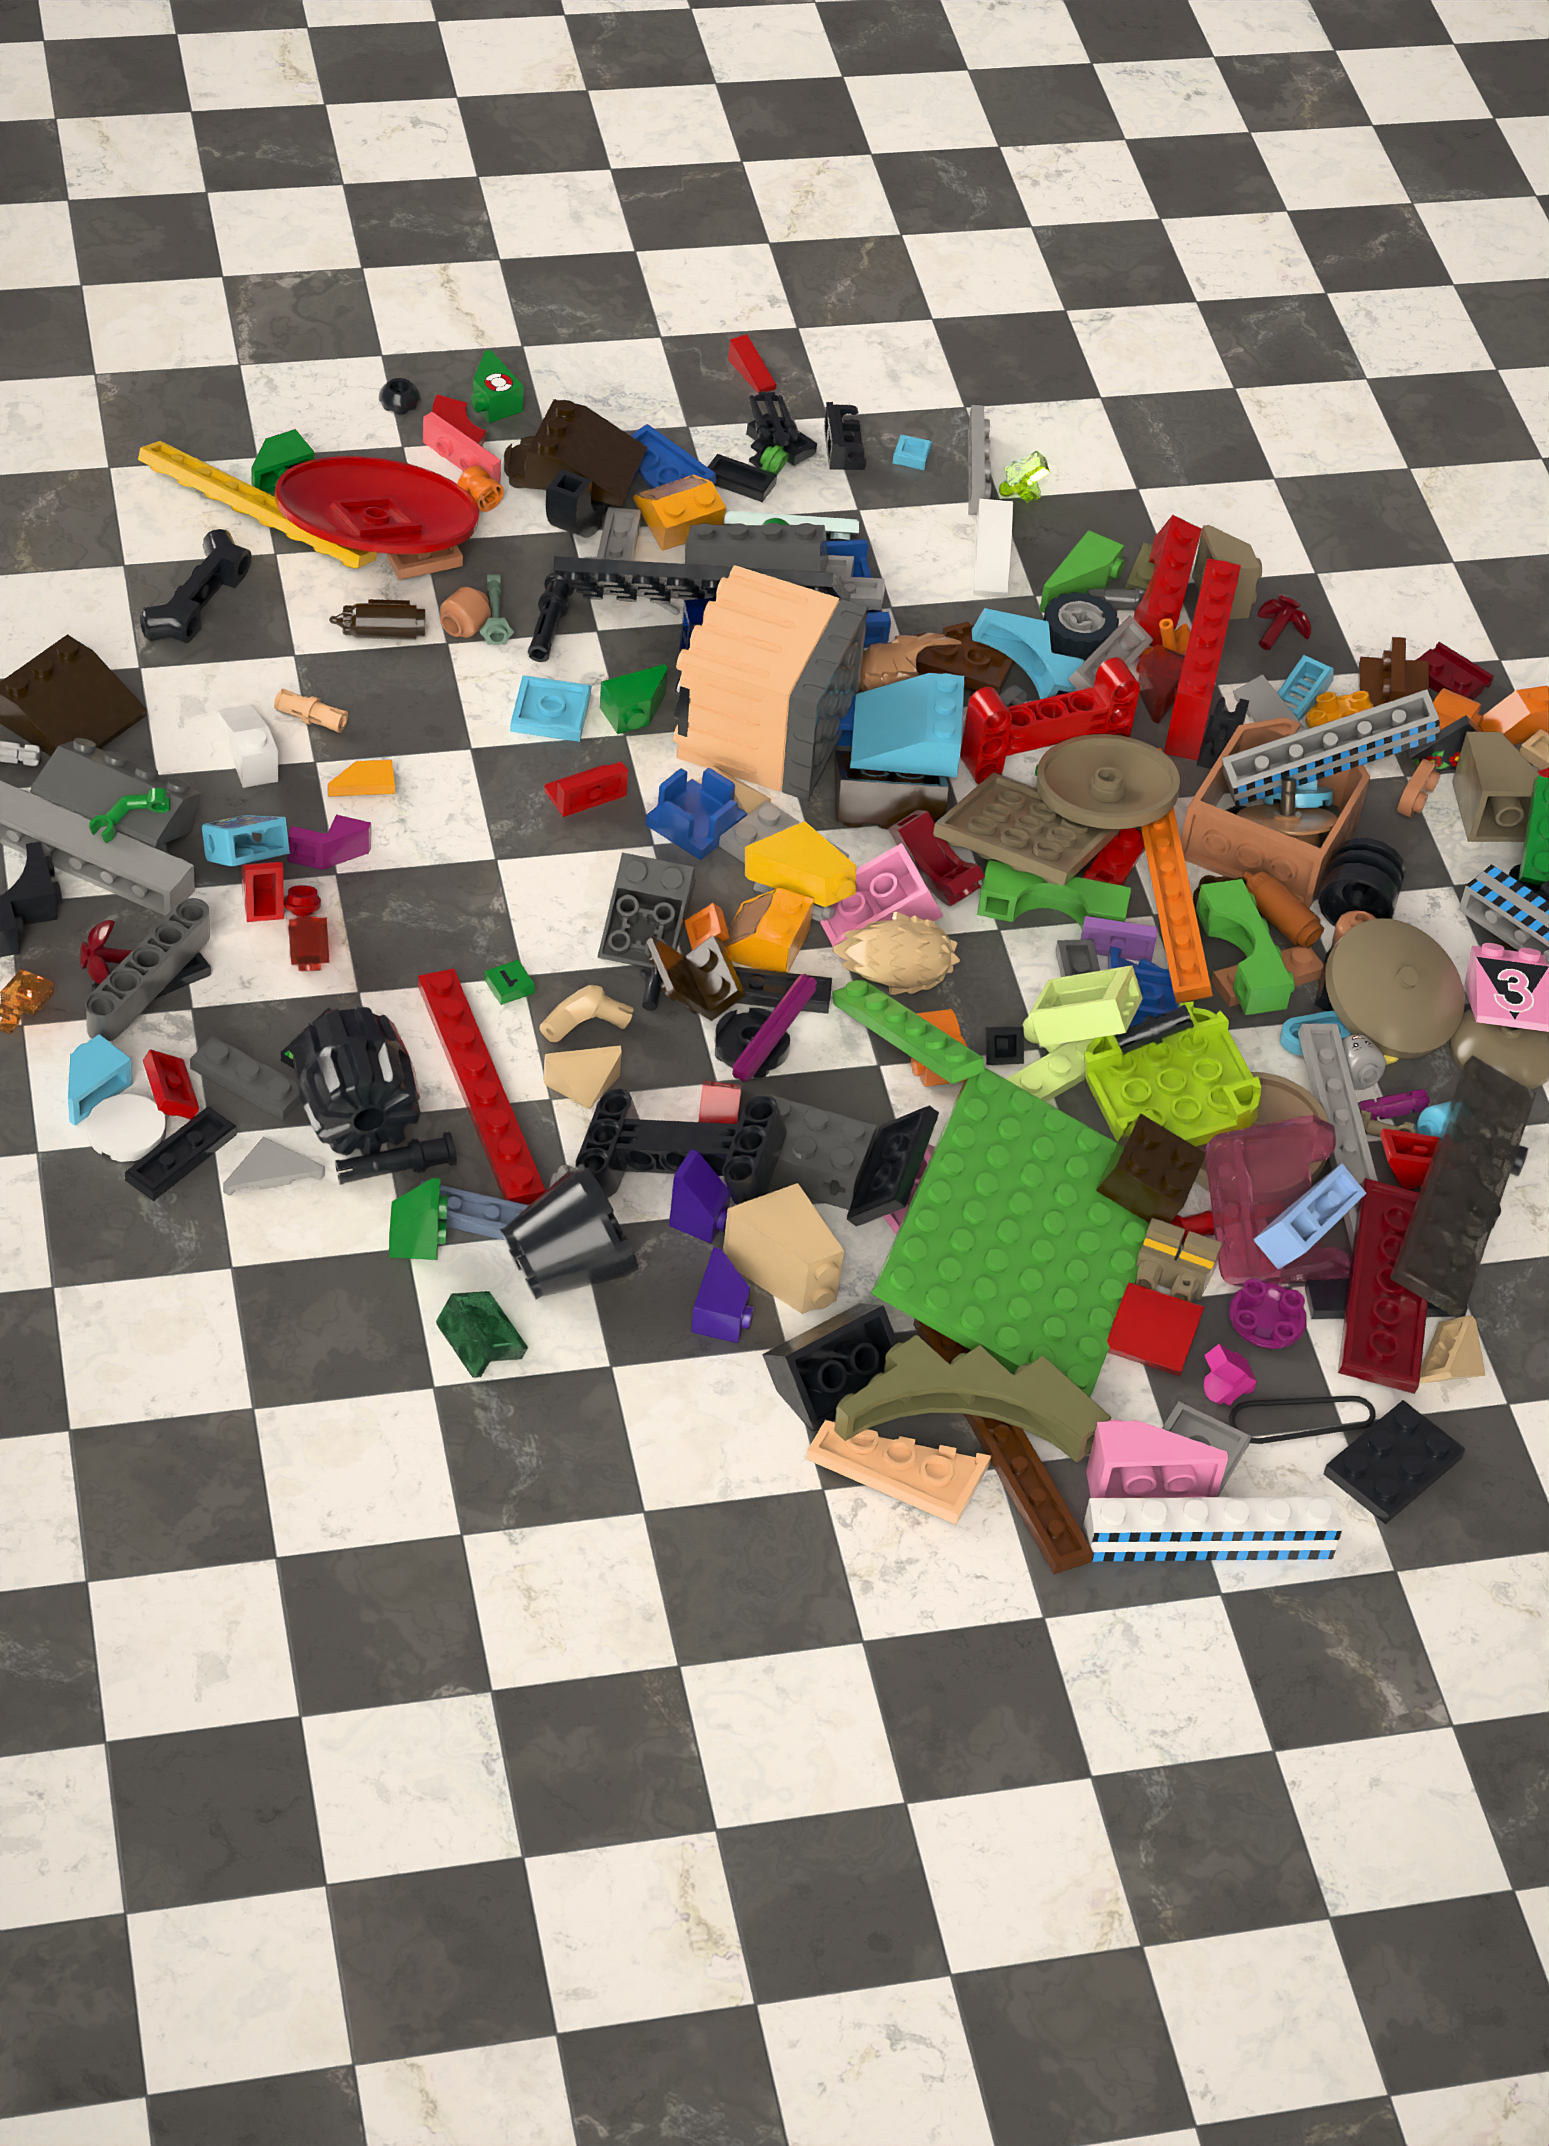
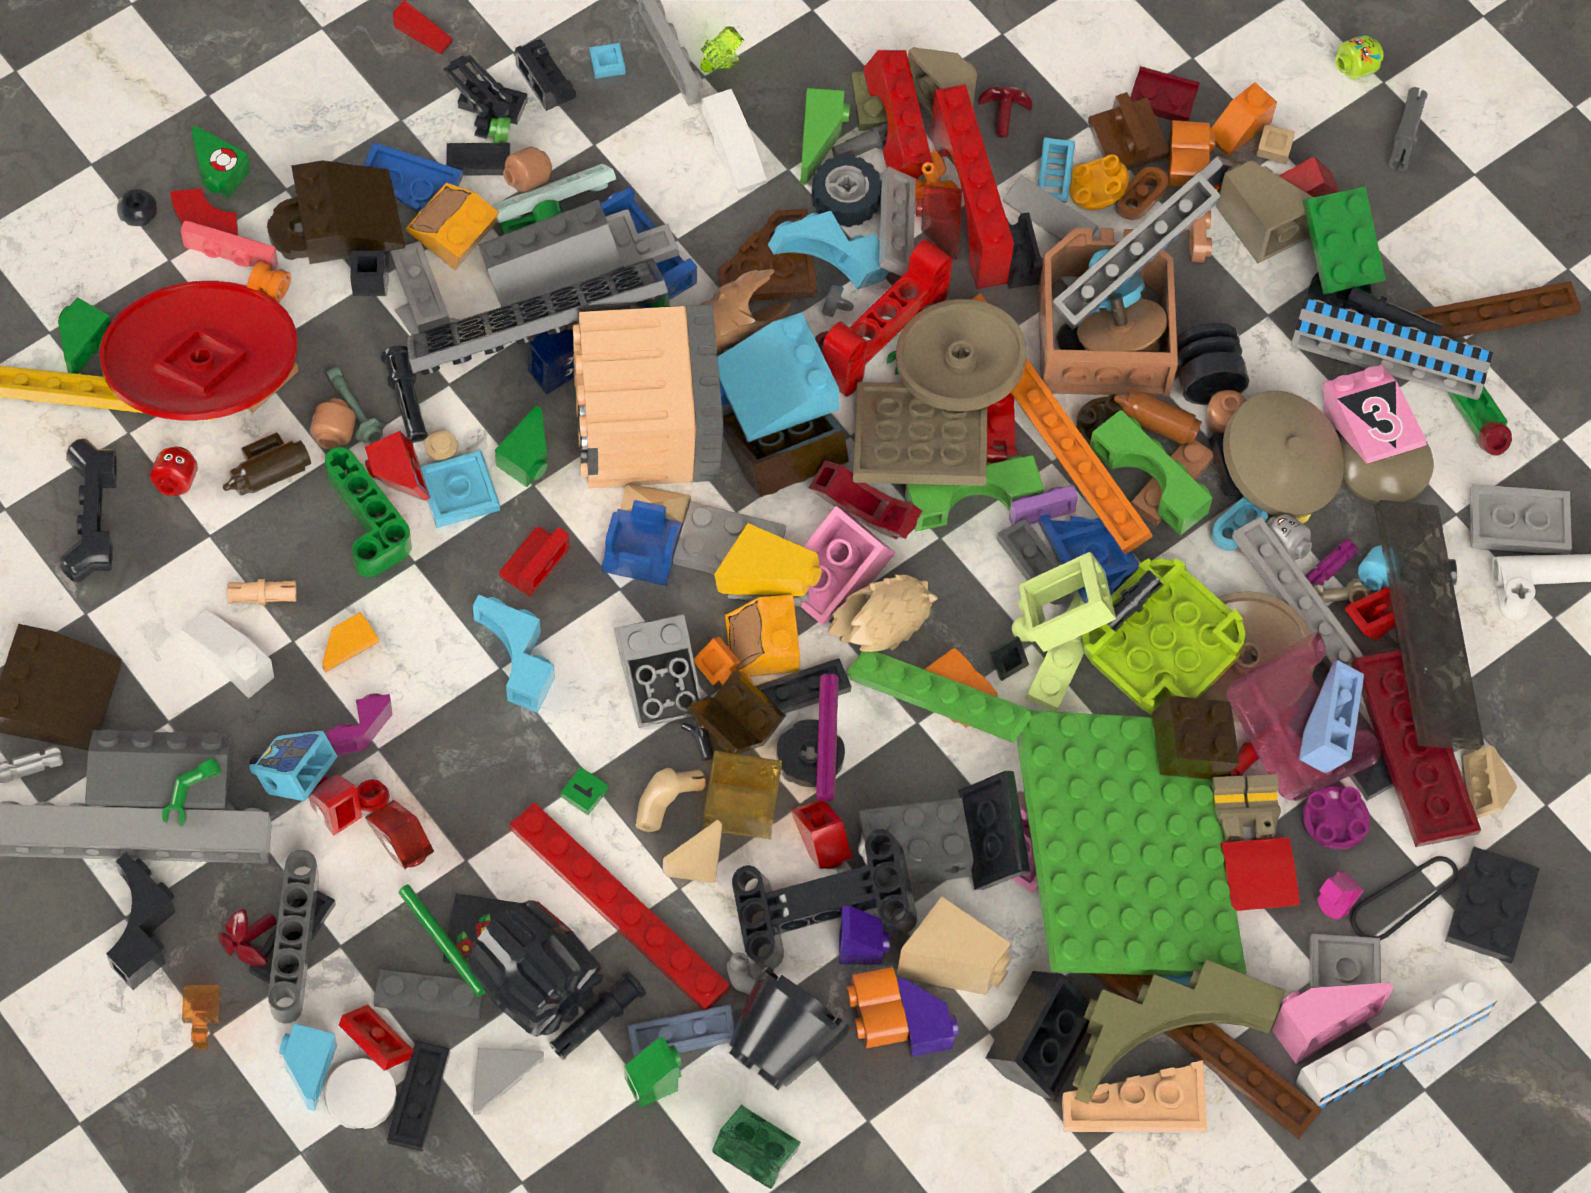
camera: 25 degrees left, 15 degrees up
(287, 1029) = (440, 937): none -> green bar
(293, 589) = (174, 471): none -> red head
(454, 713) = (363, 506): none -> green beam
(502, 661) = (397, 465): none -> red slope
(518, 867) = (519, 631): none -> medium azure arch
(556, 668) = (441, 445): none -> tan plate
(660, 1041) = (743, 794): none -> clear yellow slope
(679, 1269) = (878, 1008): none -> orange brick
(779, 495) = (527, 169): none -> nougat head

